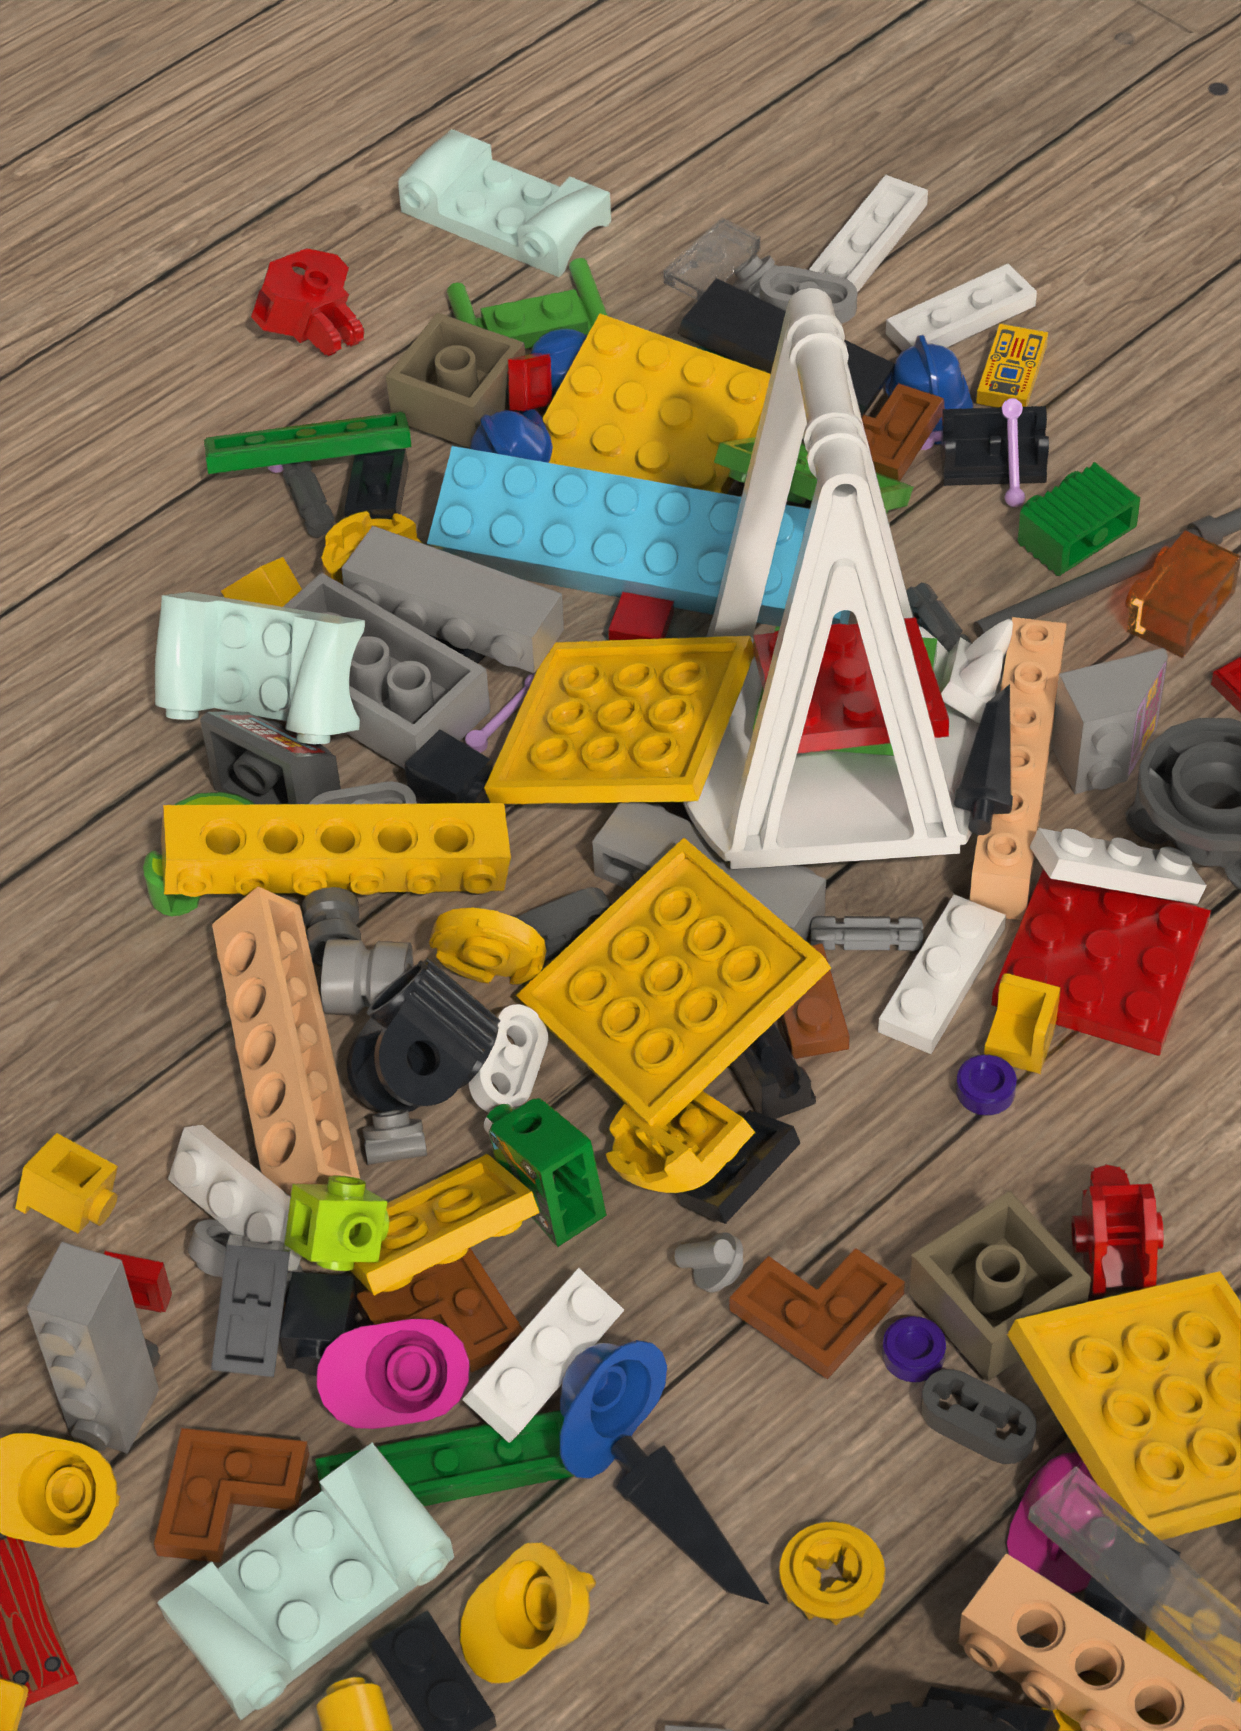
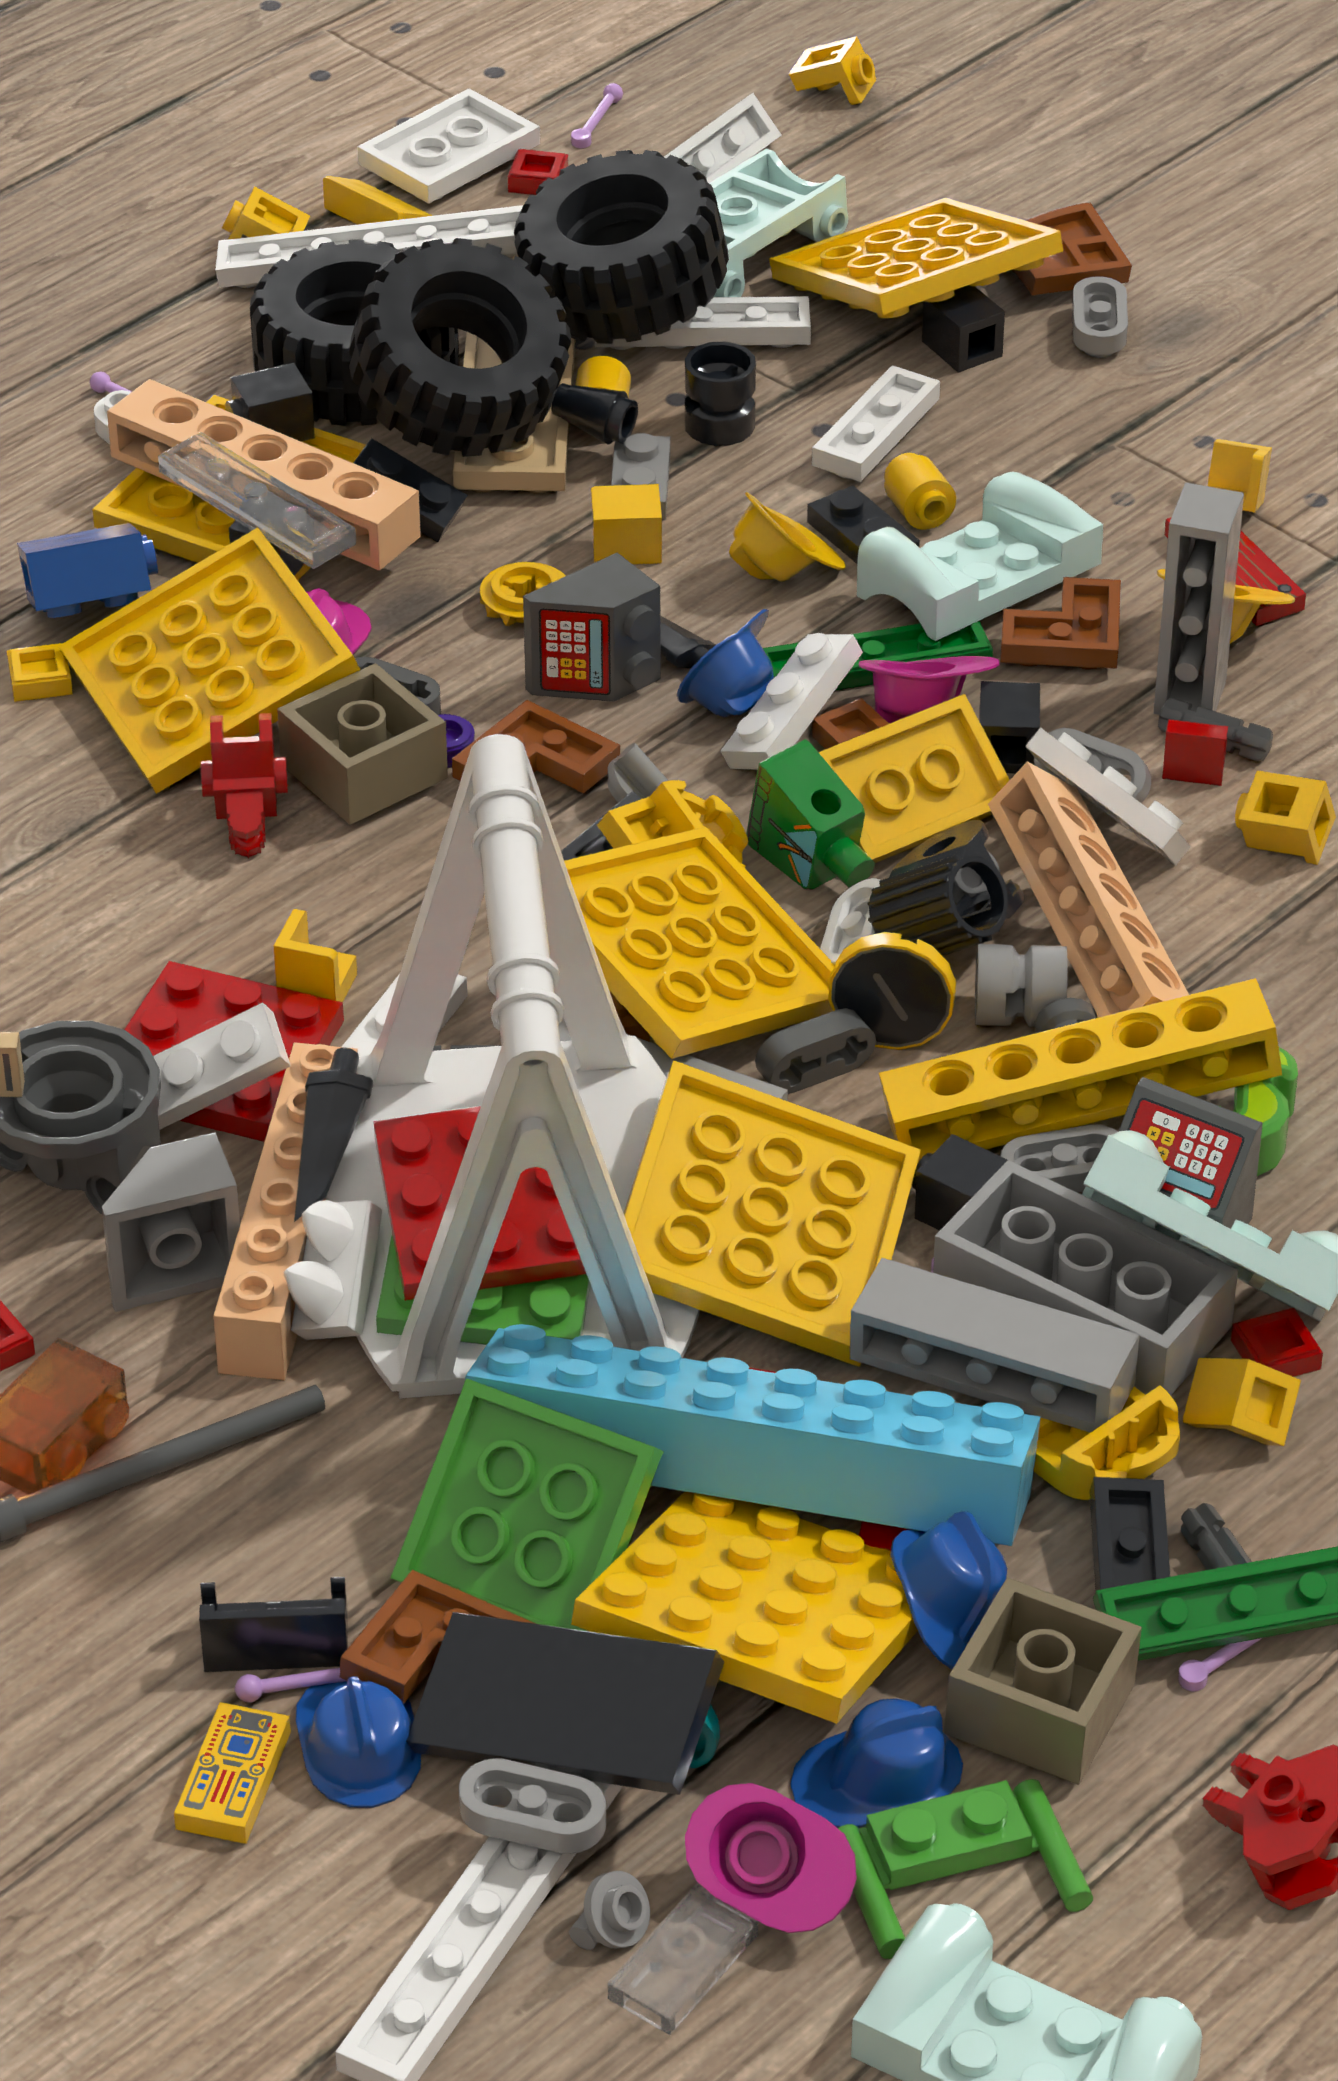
camera: 175 degrees right, 10 degrees down
(250, 1307) = (1068, 690): hinge -> none
(336, 1223) = (1000, 688): lime brick -> none
(530, 381) = (935, 1668): red tile -> none
(653, 287) = (770, 1858): none -> dark pink piece
(711, 1662) = (627, 522): none -> yellow panel
(753, 1425) = (593, 633): none -> dark grey slope
(934, 616) = (369, 1397): dark grey axle -> none
(964, 309) = (299, 1846): white plate -> none
(986, 1085) = (359, 935): dark purple tile -> none
(1011, 411) = (252, 1578): lavender hinge -> none
(1077, 518) = (171, 1518): green brick -> none

